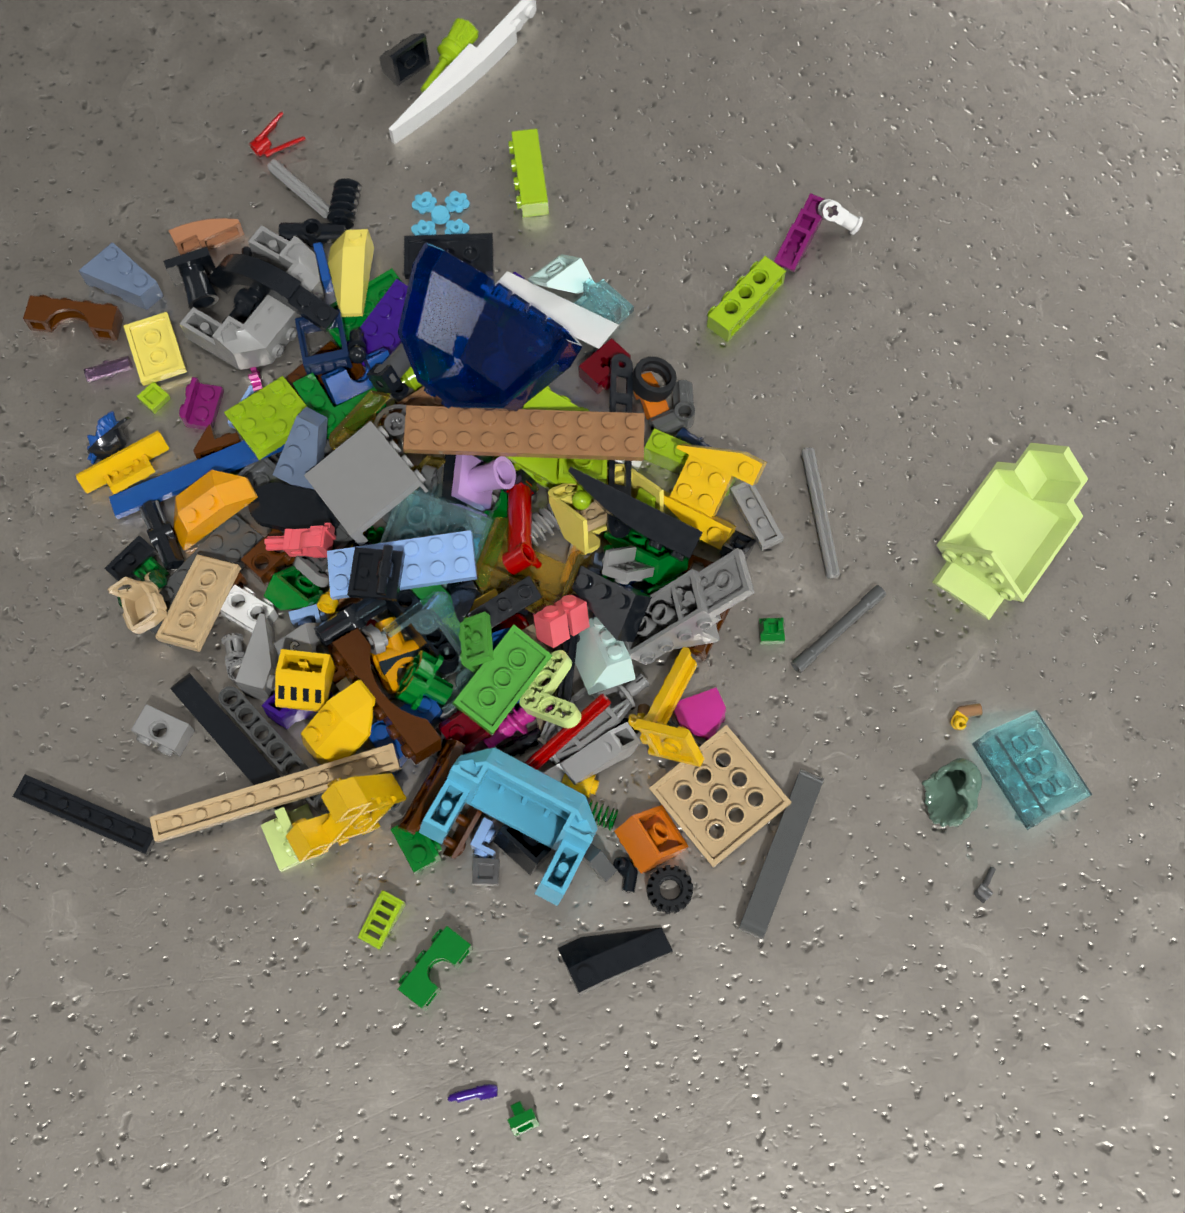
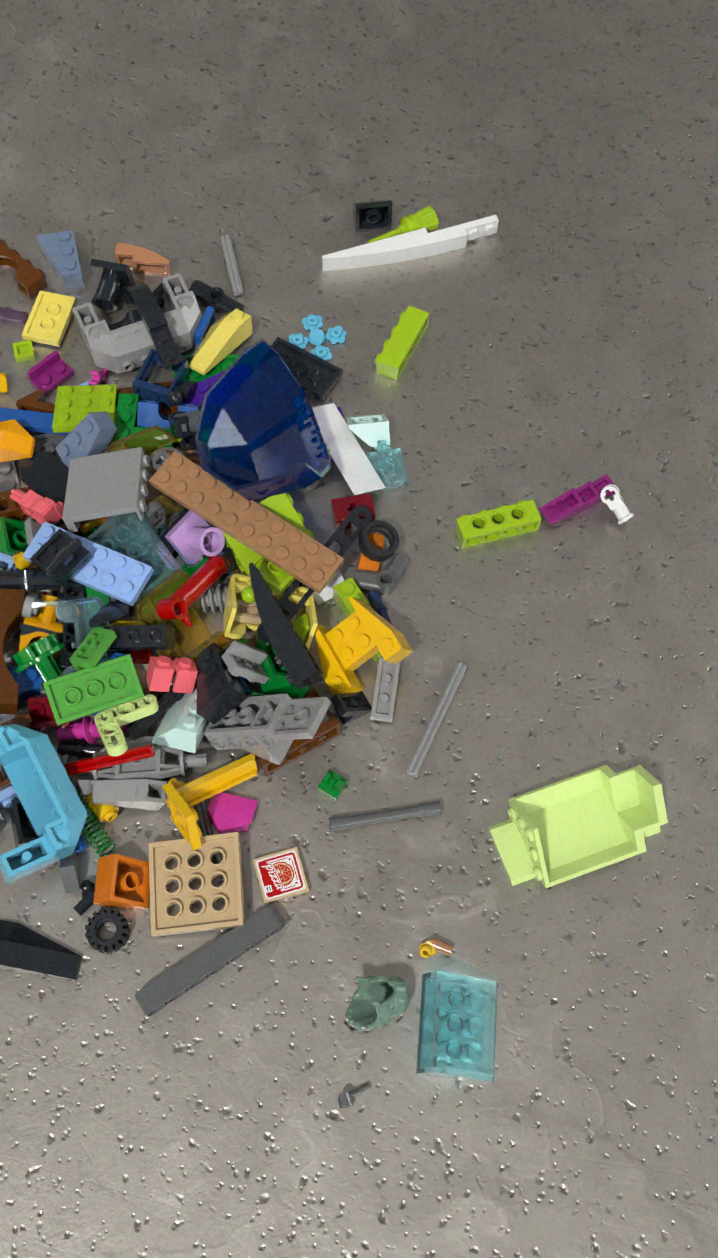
camera: 30 degrees right, 5 degrees down
(262, 144) = (227, 220): red plant -> none
(344, 202) = (253, 289): black piece -> none
(786, 740) = (280, 875): none -> tile

